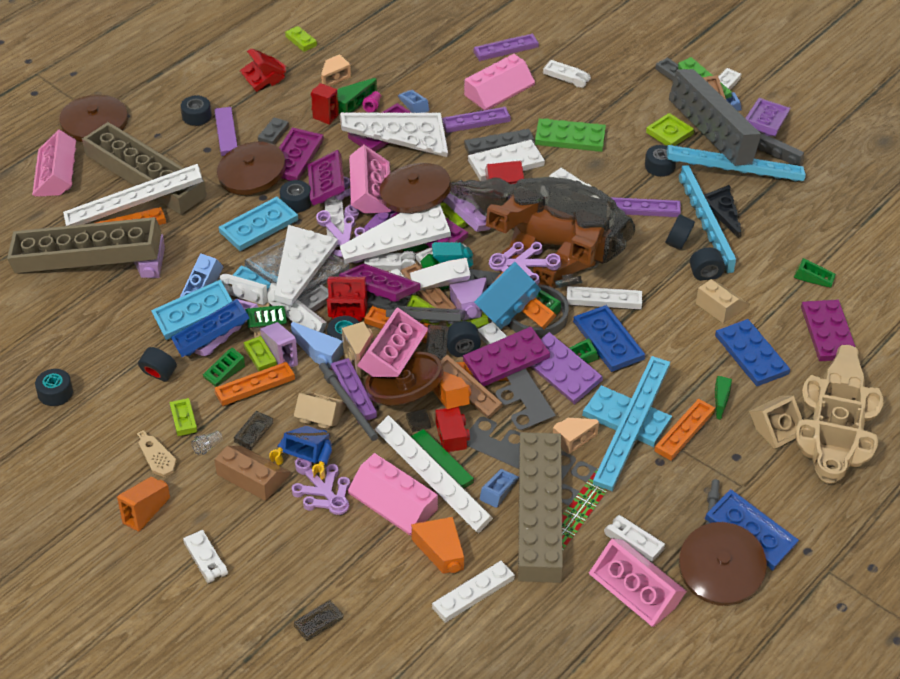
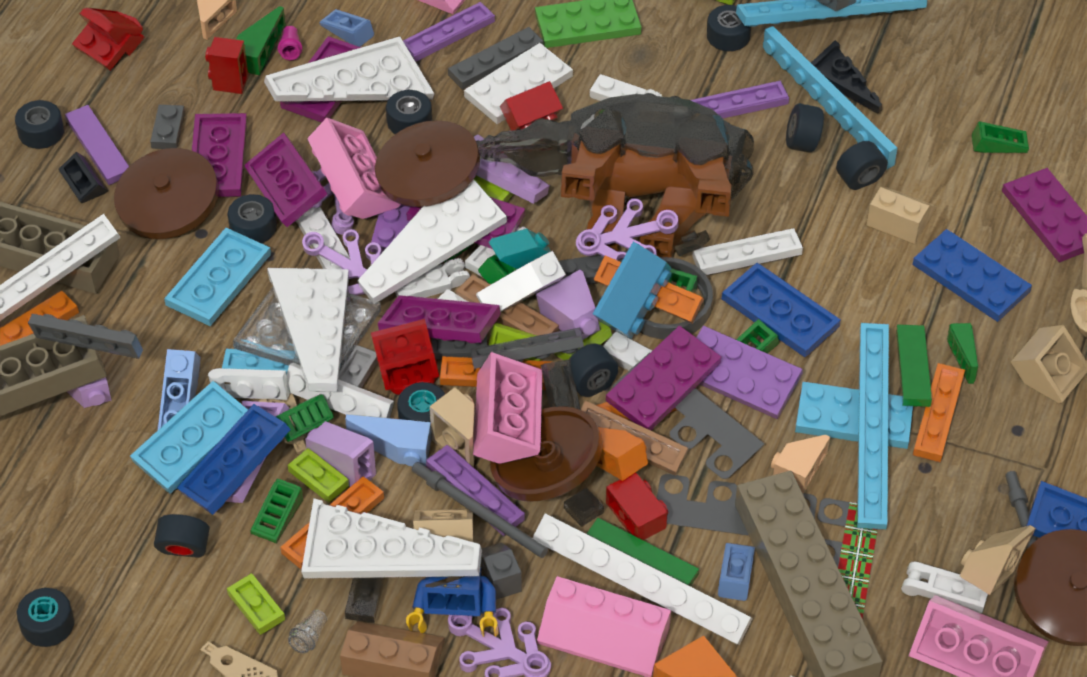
camera: 20 degrees left, 5 degrees up
(145, 226) = (85, 336): none -> dark grey plate
(207, 147) = (82, 178): none -> black slope
(269, 402) = (373, 546): none -> white wing
(343, 442) = (501, 569): none -> dark grey slope
(425, 154) = (407, 109): none -> black wheel
(673, 529) = (996, 558): none -> tan slope
(680, 395) = (913, 365): none -> green tile

